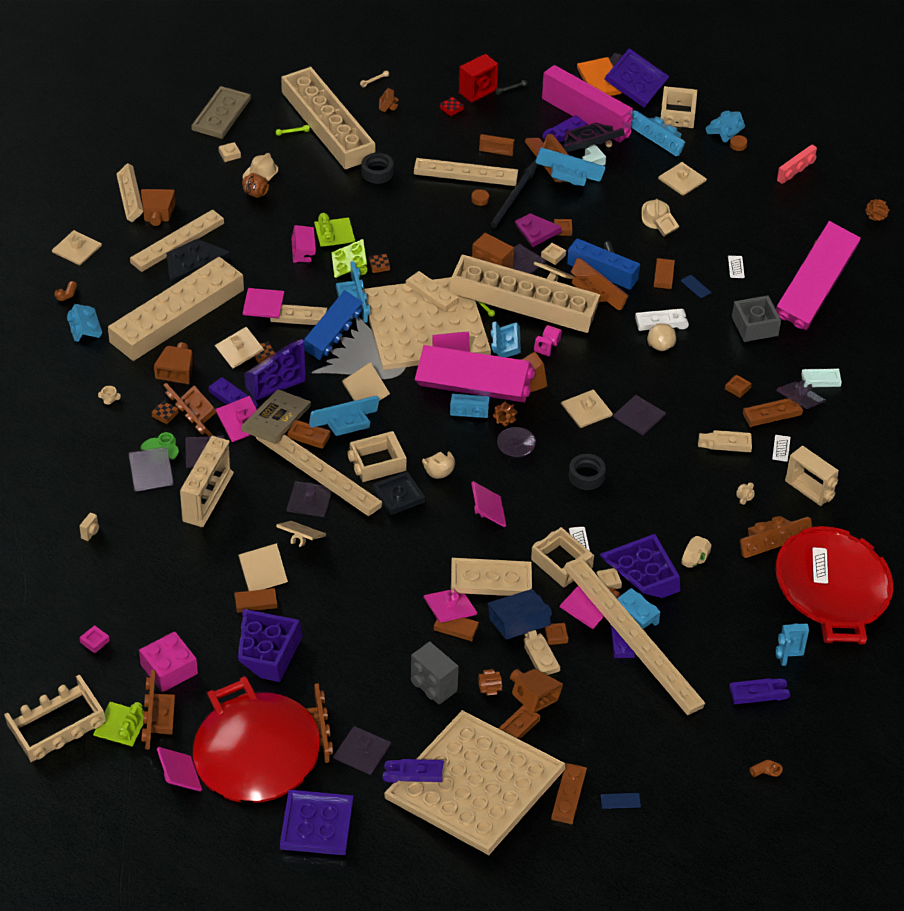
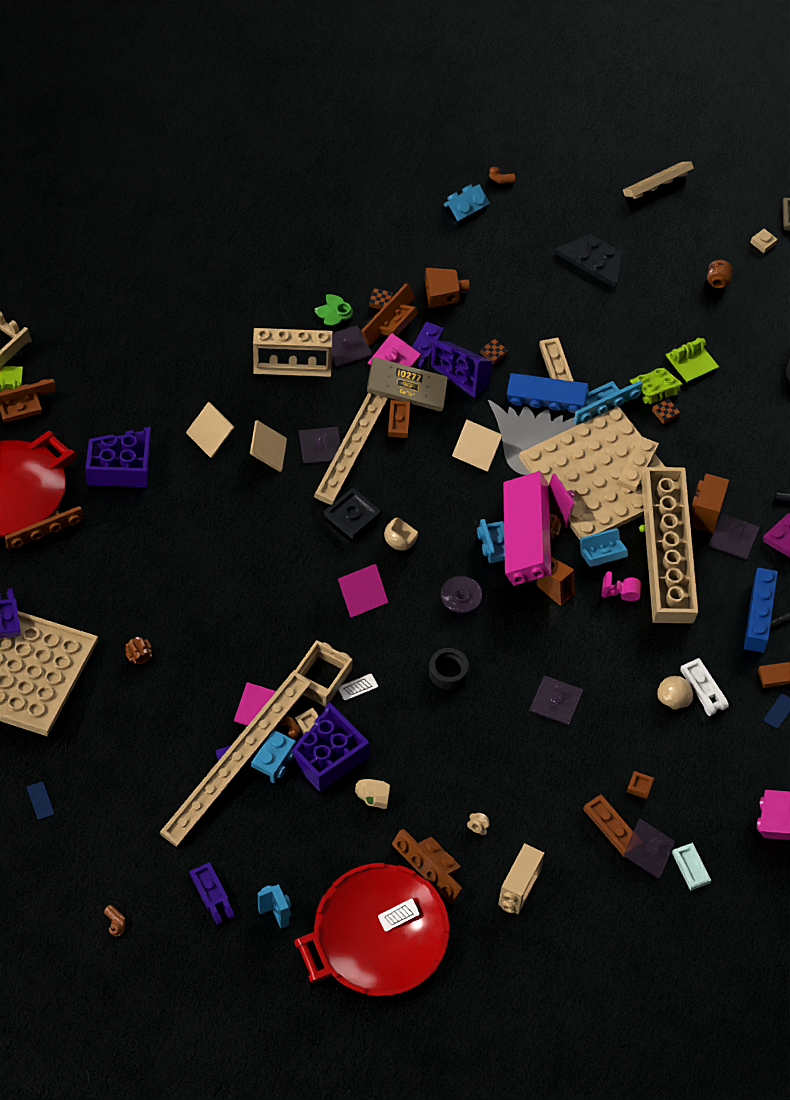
camera: 70 degrees right, 10 degrees up
(76, 247) = (567, 165): tan piece -> none
(89, 526) = (213, 286): tan plate -> none
(94, 639) = (86, 332): dark pink plate -> none
(109, 394) = (383, 250): tan plate -> none
(150, 468) = (298, 307): clear purple piece -> none
(157, 205) = (650, 206): dark orange torso -> none
(170, 660) = (76, 392): dark pink brick -> none
(175, 308) = (516, 264): tan brick -> none
(184, 235) = (617, 238): tan plate -> none
(239, 347) = (490, 330): tan piece -> none
(256, 600) = (177, 438): dark orange tile -> none
(263, 166) = (751, 274): tan piece -> none
(263, 303) = (553, 328): dark pink piece -> none
(303, 243) = (657, 337): dark pink hinge -> none
(346, 416) = (429, 441): dark azure bracket -> none
(362, 750) = (32, 572): clear purple piece -> none
(376, 444) = (401, 496): tan window -> none
(434, 673) = (127, 598): dark grey brick -> none
(450, 605) = (226, 594): dark pink piece -> none
(460, 628) = (204, 607): dark orange tile -> none
(490, 576) = (272, 619): tan plate -> none
(500, 411) = (494, 574): dark orange gear -> none
(519, 613) = (229, 652): dark blue brick -> none
(520, 722) = (98, 688): dark orange plate -> none
(535, 689) = (140, 689): dark orange torso -> none
(540, 653) = (196, 686): tan hinge -> none
(553, 253) = (755, 559): tan plate -> none
(554, 272) = (724, 566): tan piece -> none
(556, 634) = (225, 694): dark orange tile -> none
(569, 793) = (33, 753): dark orange plate -> none
(587, 408) = (544, 649): tan piece -> none
(591, 280) = (722, 609): dark orange bracket -> none
(726, 441) = (548, 790): tan hinge -> none
(756, 318) = (743, 776): dark grey brick -> none
(781, 448) = (567, 848): white sticker -> none

